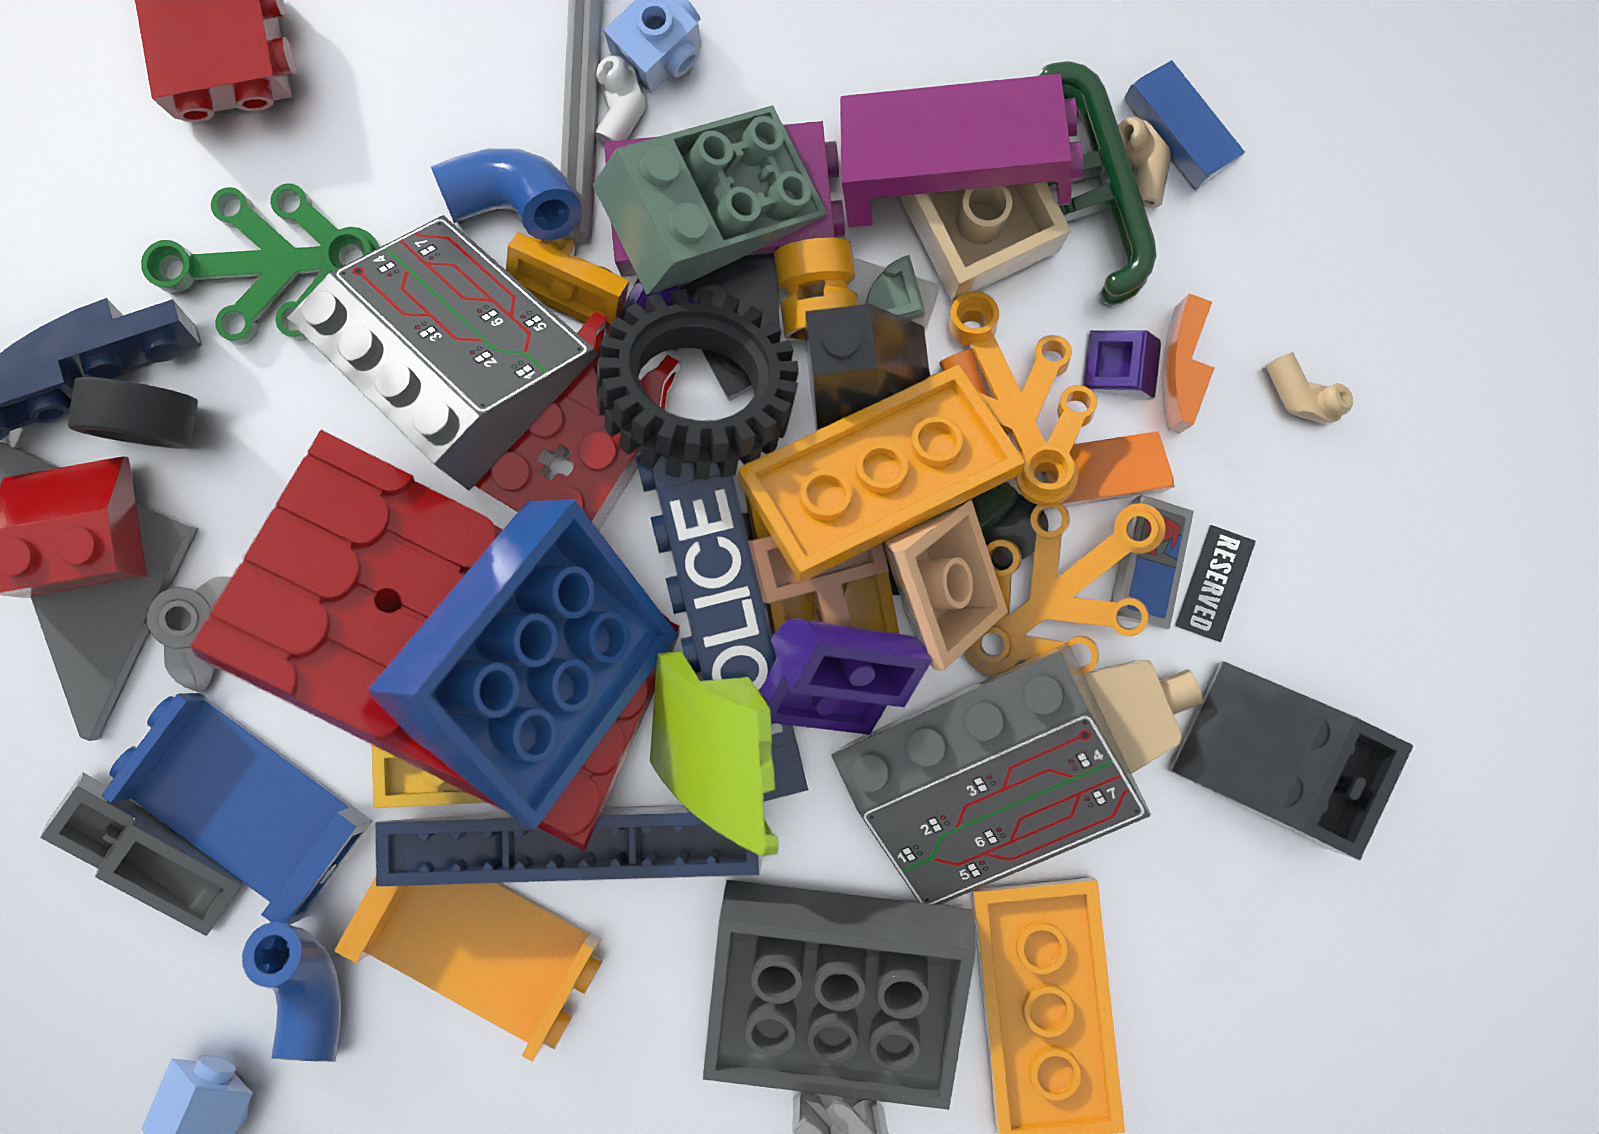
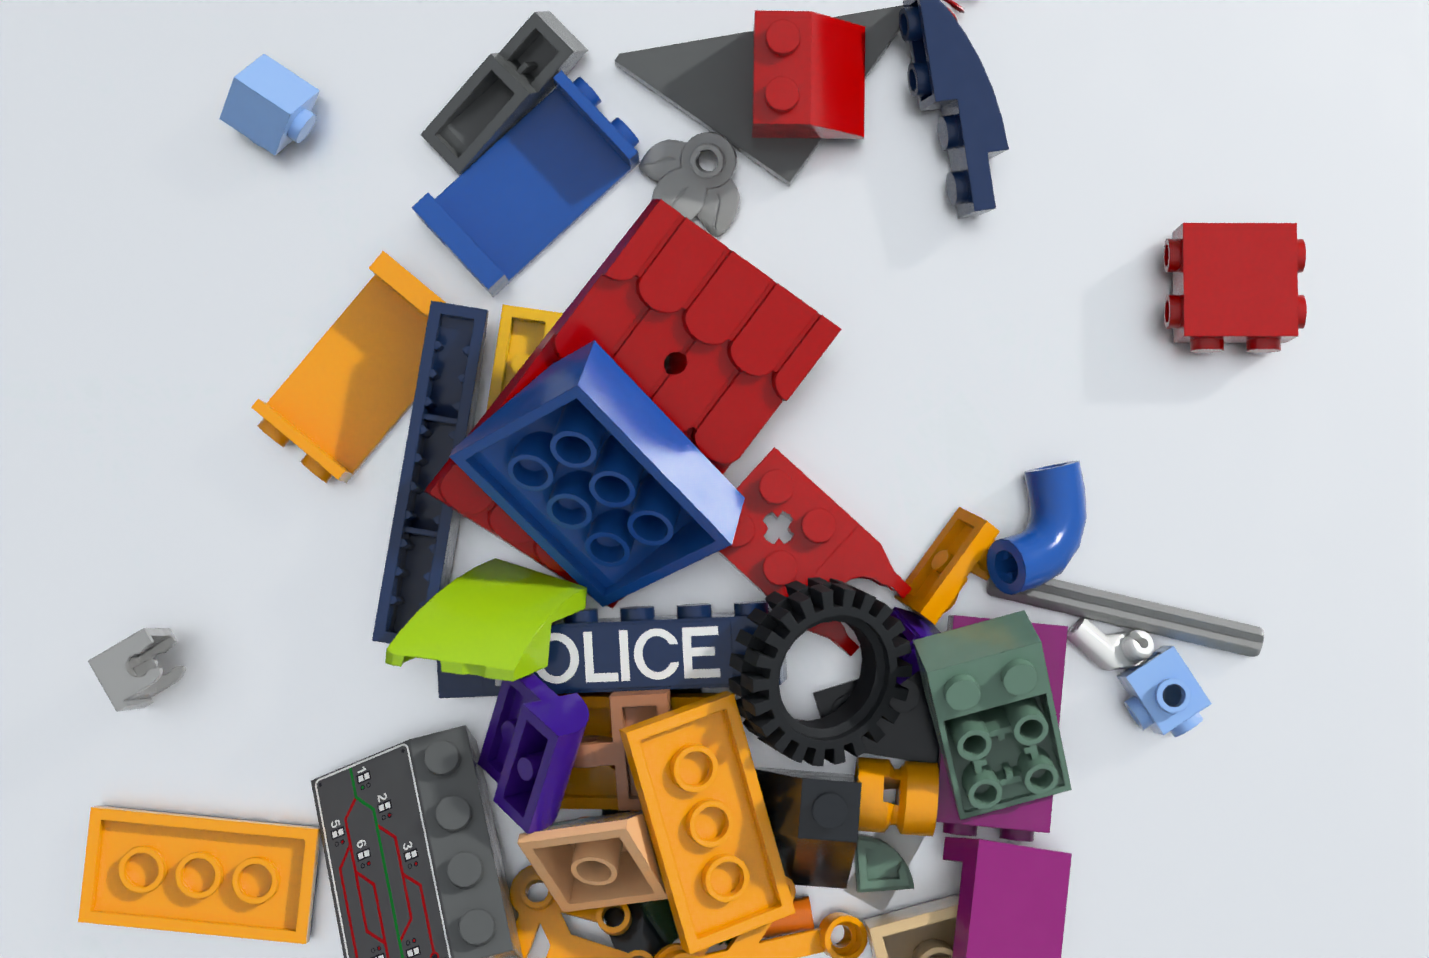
camera: 100 degrees right, 0 degrees up
(132, 412) = (898, 155): black tyre -> none
(275, 263) = (1018, 301): green plant -> none
(304, 989) = (353, 215): blue cylinder -> none
(444, 345) = (906, 447): dark grey slope -> none
(839, 994) = (253, 689): dark grey slope -> none

